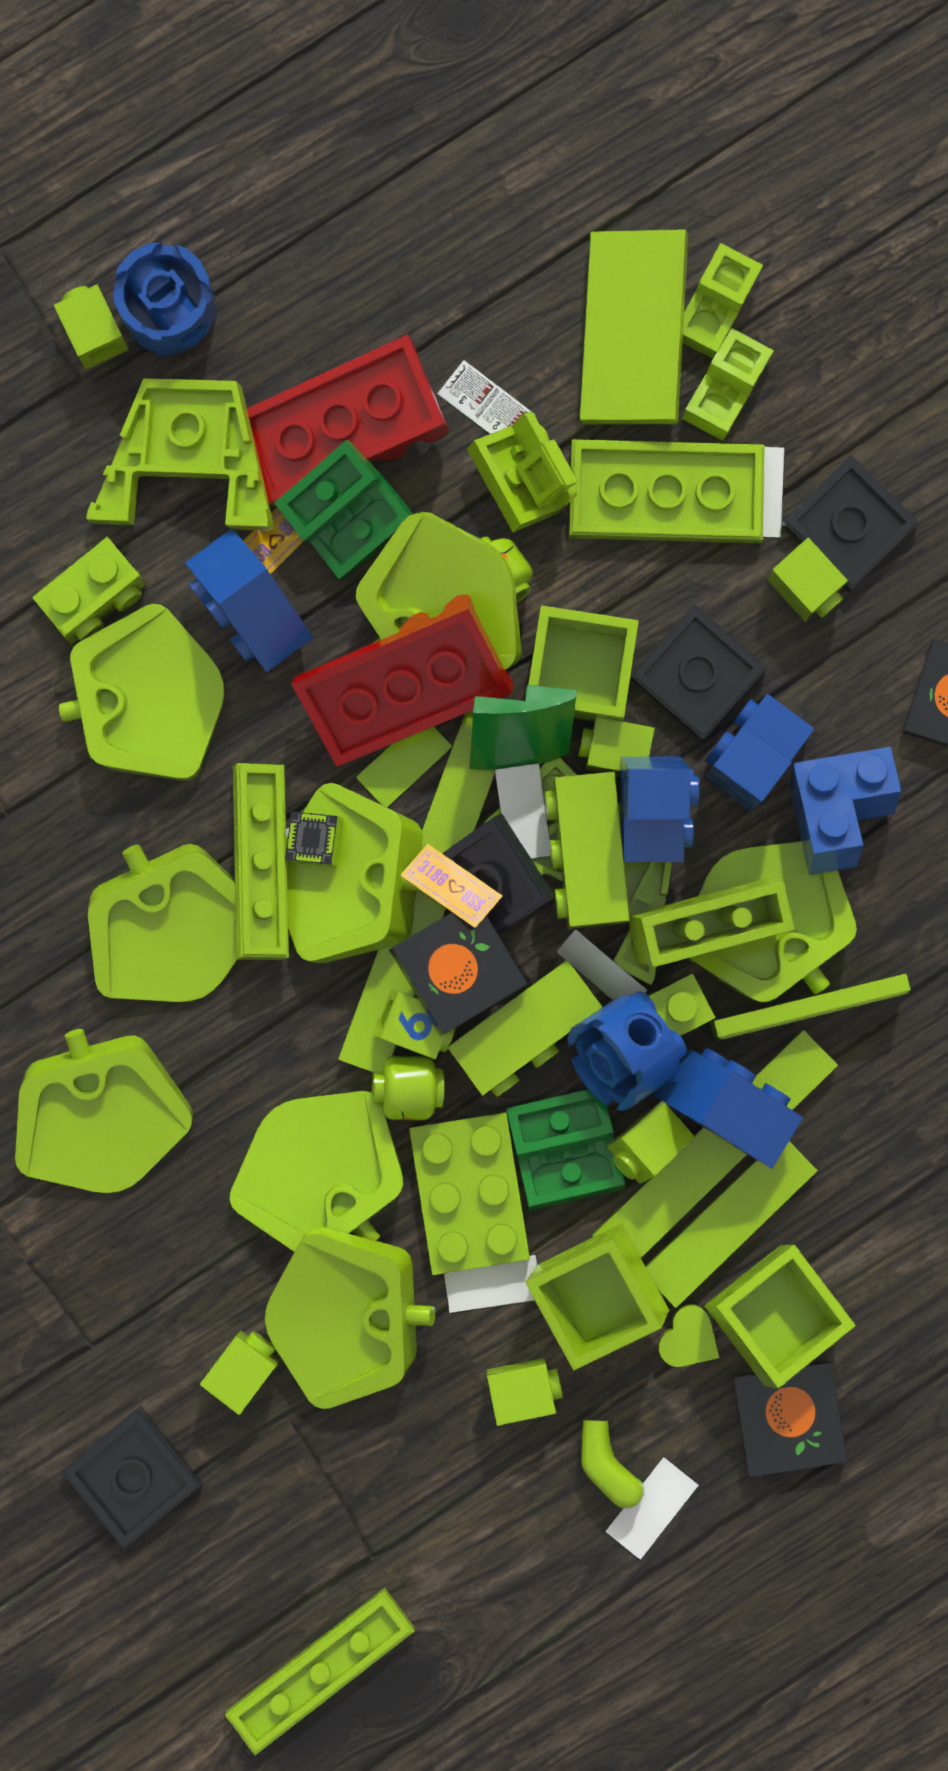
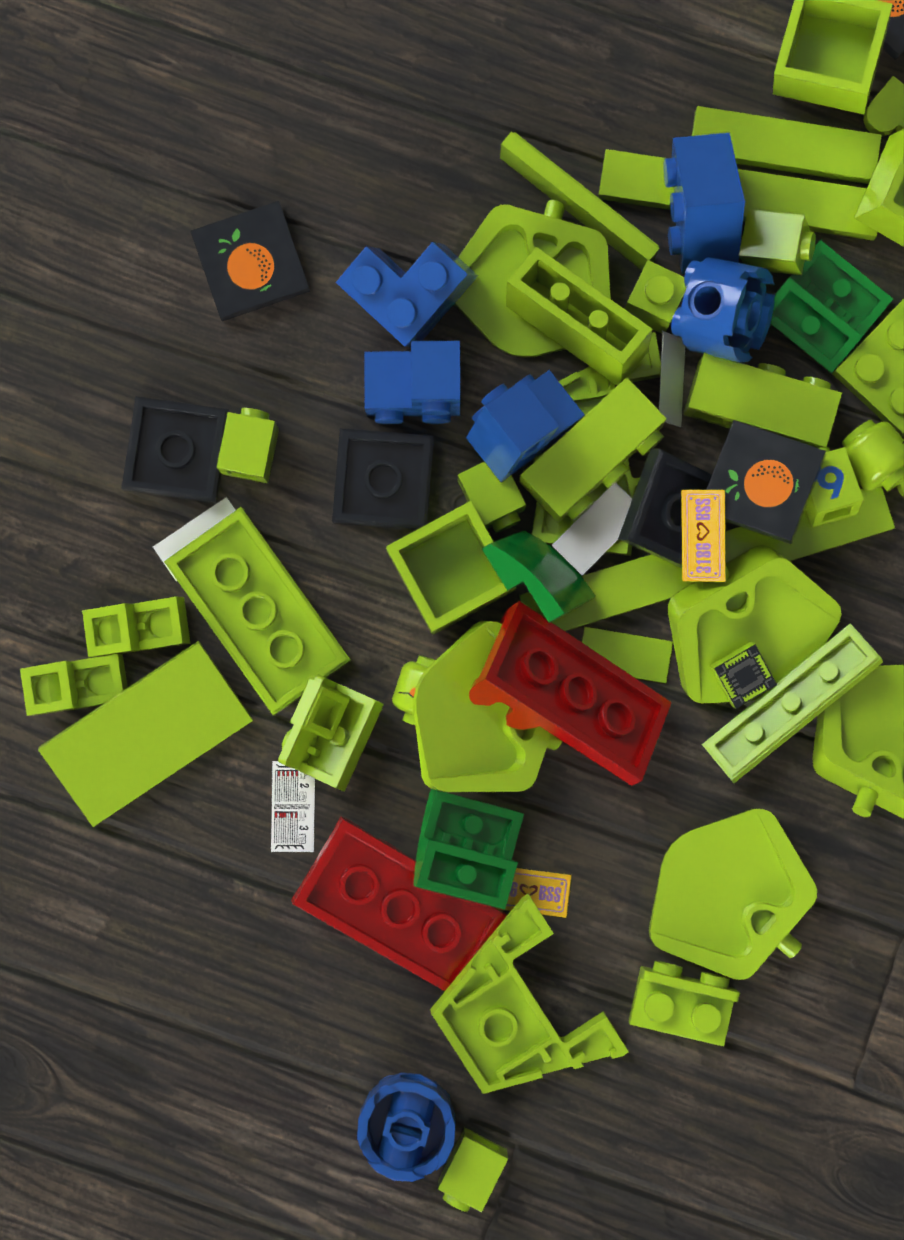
camera: 125 degrees left, 0 degrees up
(246, 596) = (600, 871): blue brick -> none

